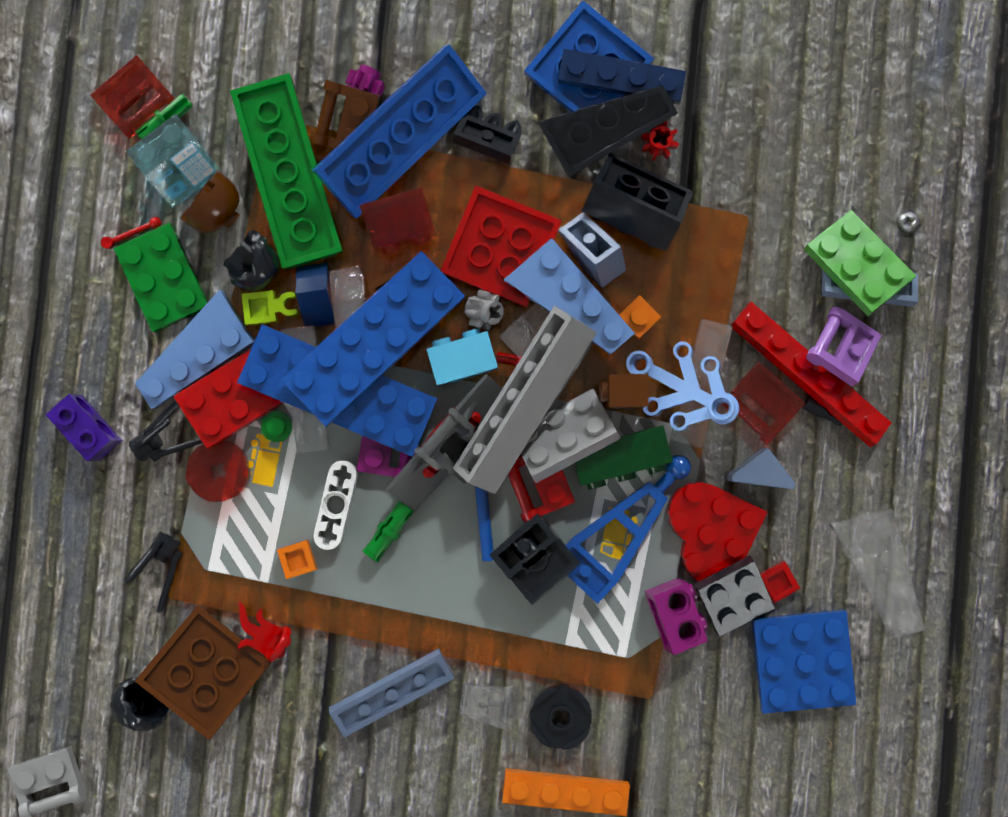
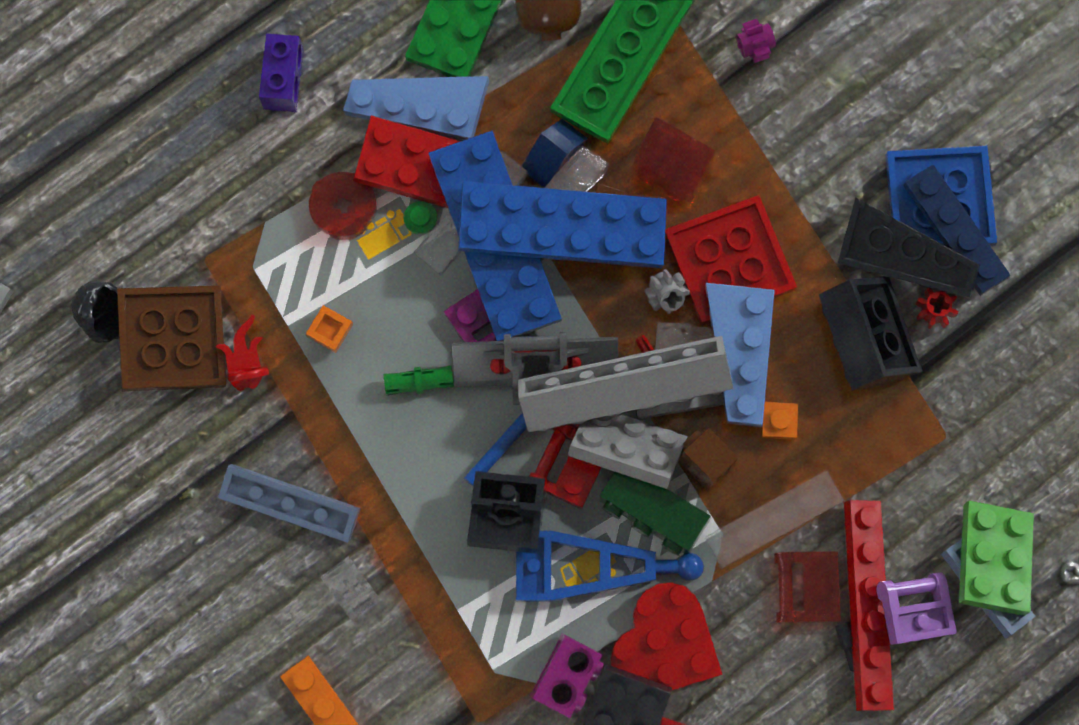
camera: 45 degrees right, 10 degrees down
(148, 441) = (315, 132): black plant -> none
(162, 548) = (240, 218): black plant -> none
(252, 263) = (532, 82): black hair -> none
(263, 307) = (507, 123): lime plate -> none
(322, 525) = (403, 306): white beam -> none
(357, 108) = (718, 59): reddish brown plate -> none
(400, 131) = (746, 99): blue plate -> none
(461, 357) = (612, 309): medium azure brick -> none
(488, 135) = (808, 171): black plate -> none
(559, 735) = (383, 643): black plate -> none
(593, 249) = (797, 333): sand blue slope -> none
(687, 389) = (758, 508): light blue plant -> none
(762, 469) = (751, 638): sand blue slope -> none

